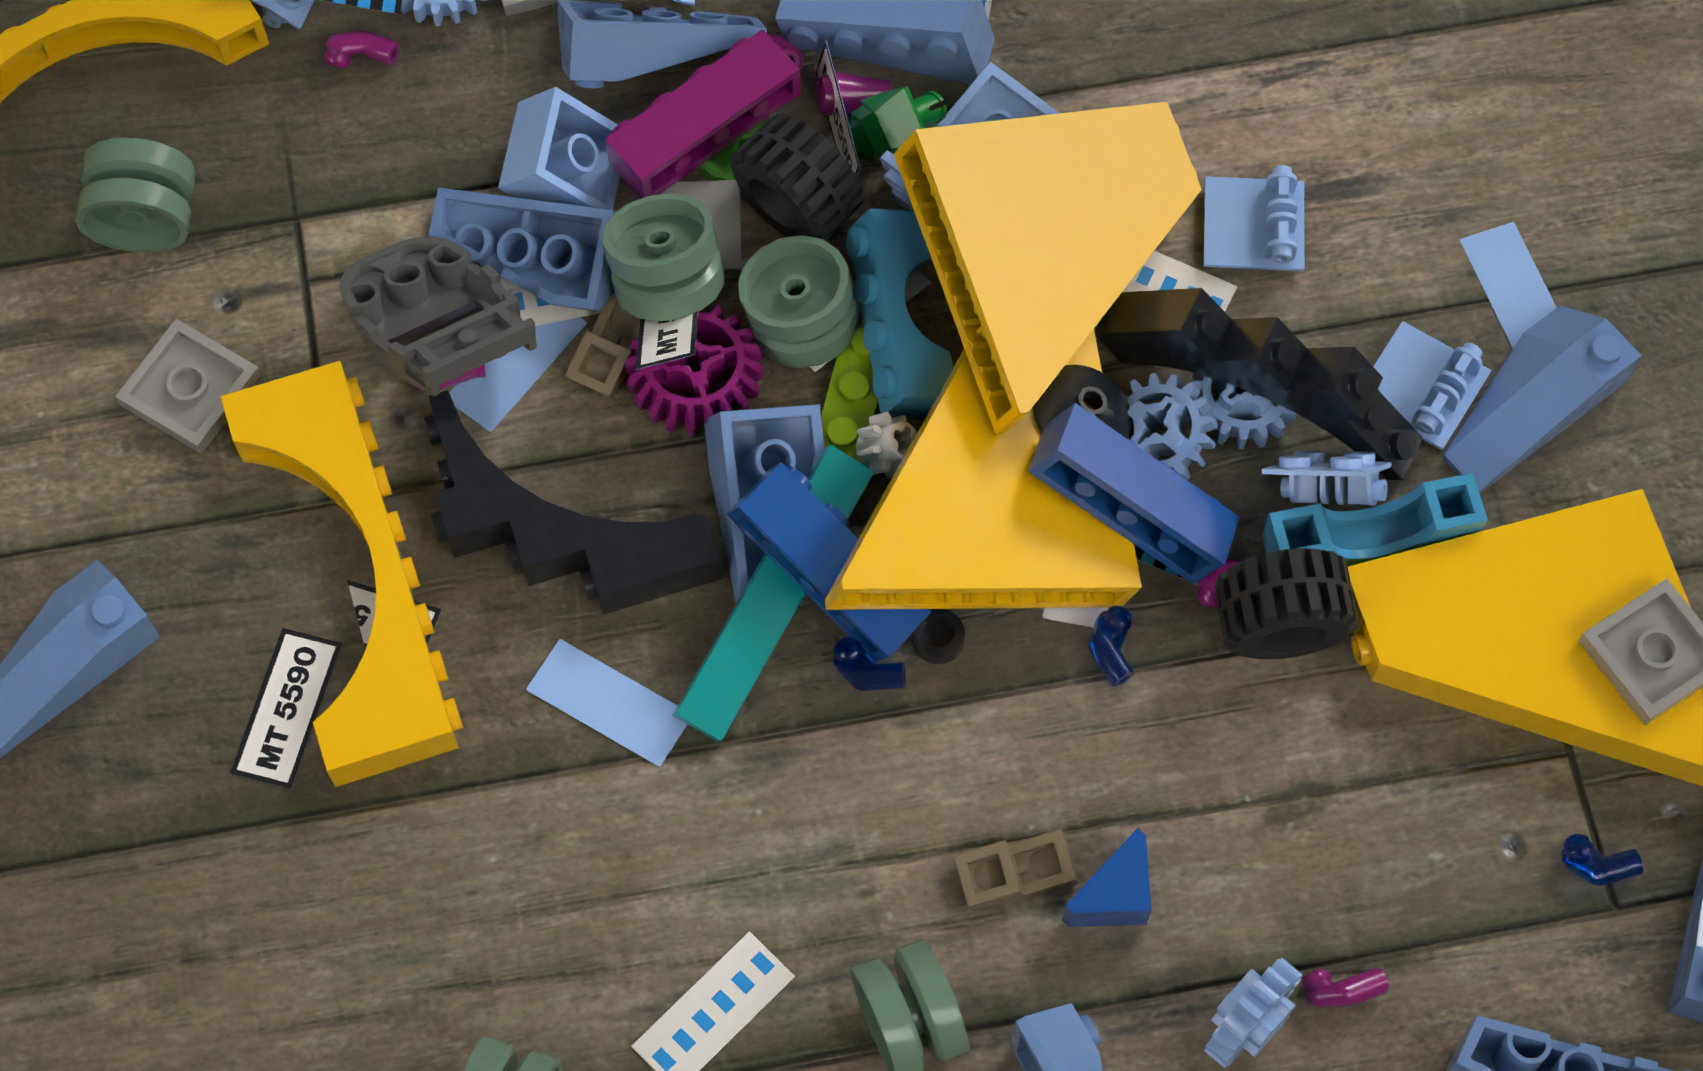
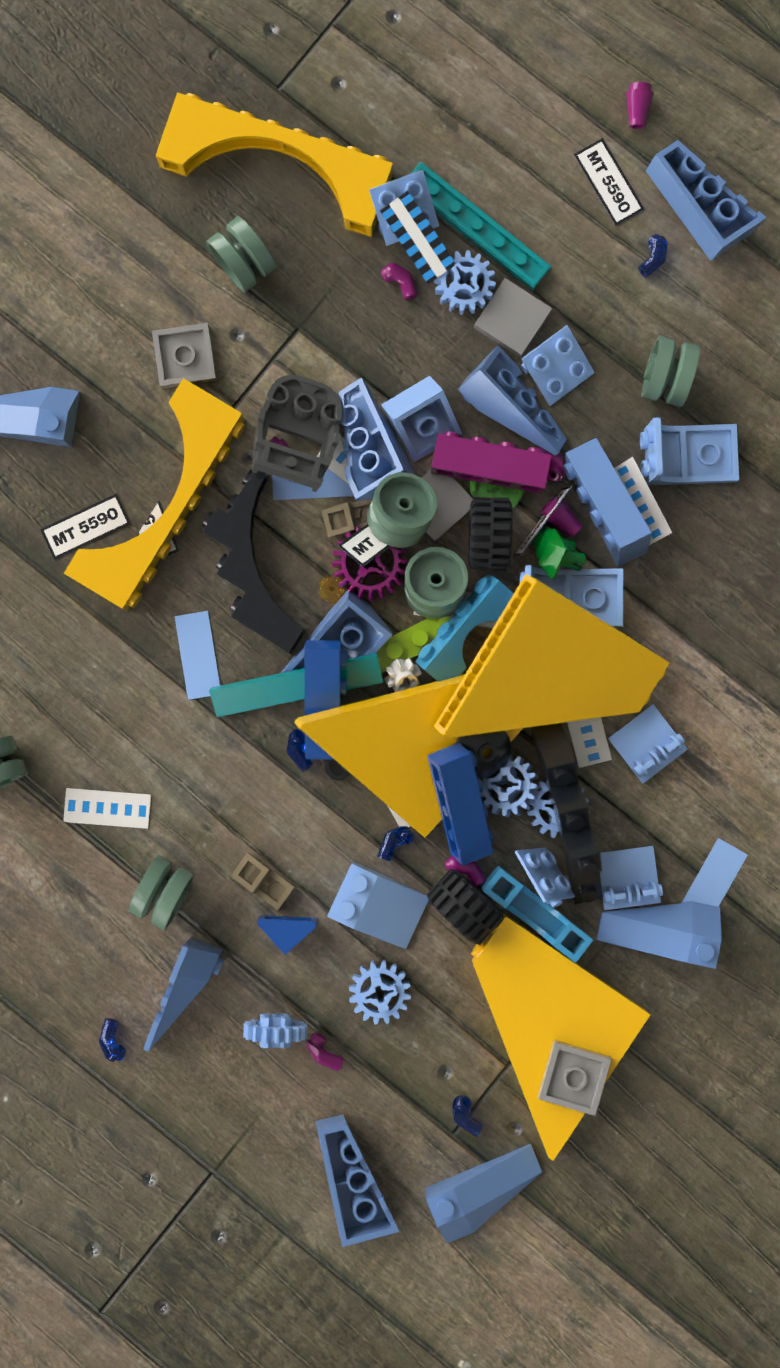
camera: 50 degrees right, 20 degrees up
(674, 438) = (325, 592): none -> clear yellow plate
(1182, 737) = (378, 905): none -> light blue slope
(1336, 840) = (392, 989): none -> light blue gear

